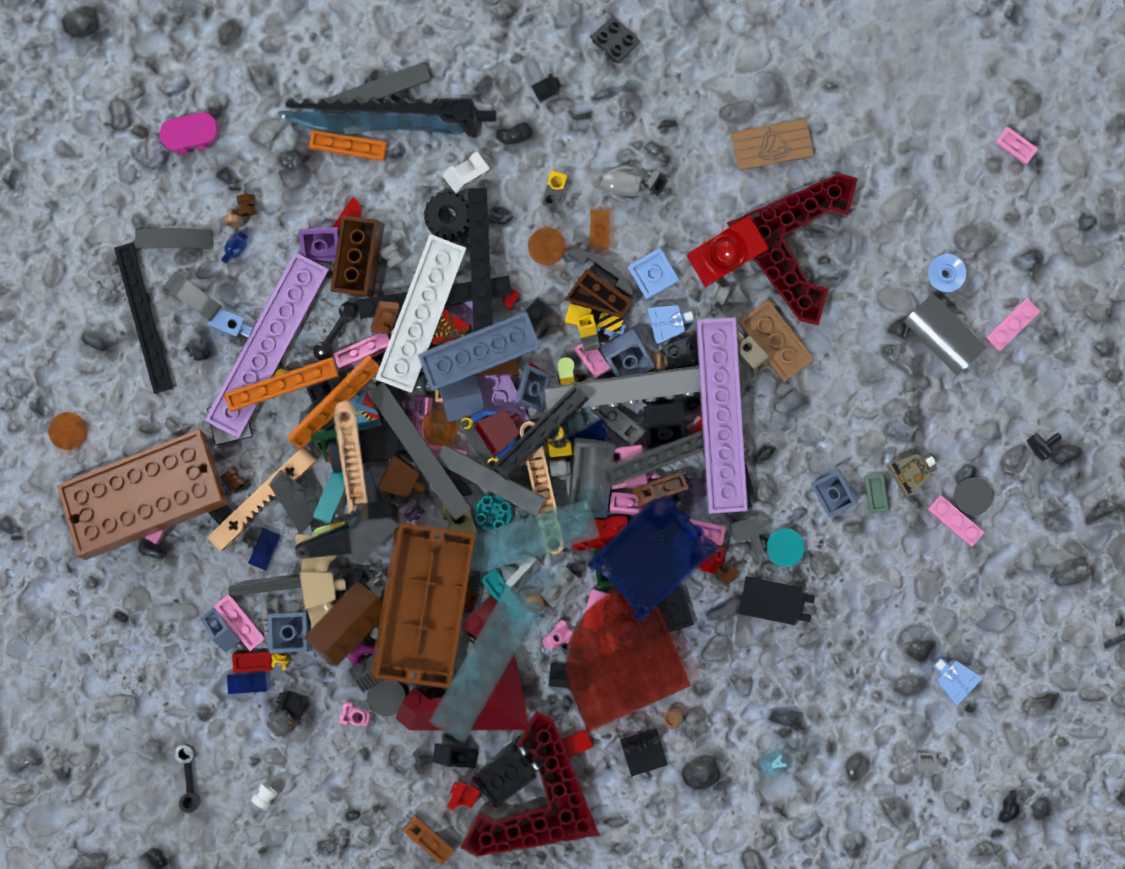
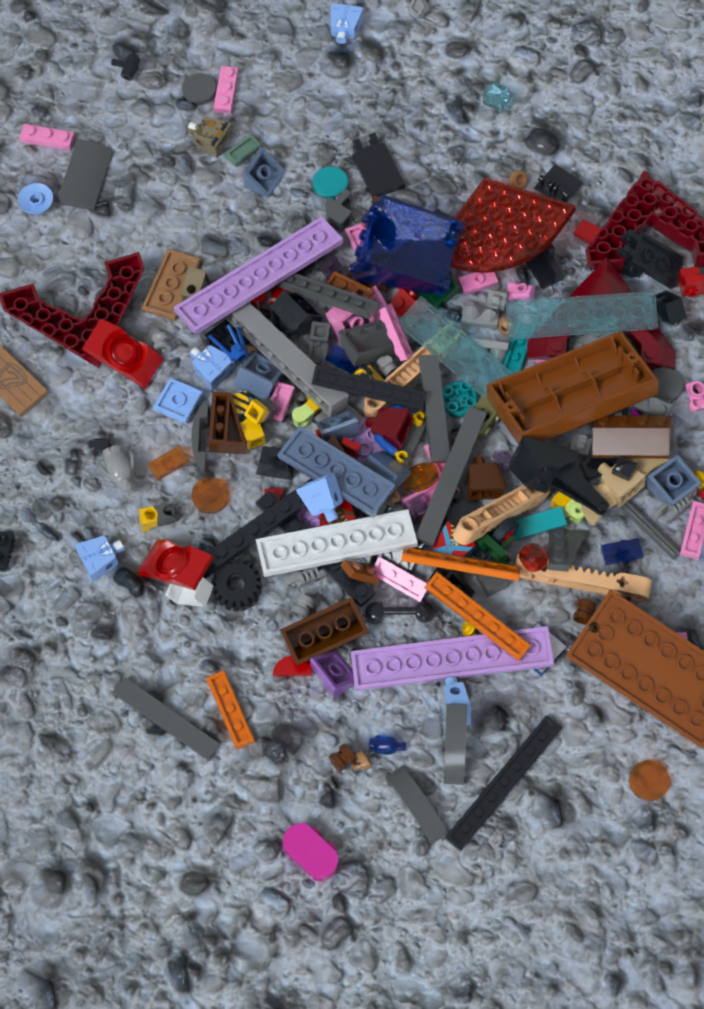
camera: 120 degrees left, 20 degrees down
(298, 463) = (533, 557): none -> clear red head
(322, 596) = (624, 468): none -> black tile
(449, 110) = (143, 643): piece -> none
(463, 322) = (322, 496): none -> light blue torso
(495, 173) = (175, 564): none -> red slope
(503, 385) = (351, 447): none -> red tile
(546, 88) = (72, 578): black bracket -> none
(551, 120) = (99, 556): none -> light blue torso
(563, 611) = (496, 299): none -> light grey tile
(578, 491) = (395, 332): none -> bright pink plate
(658, 349) = (238, 350): none -> blue plant

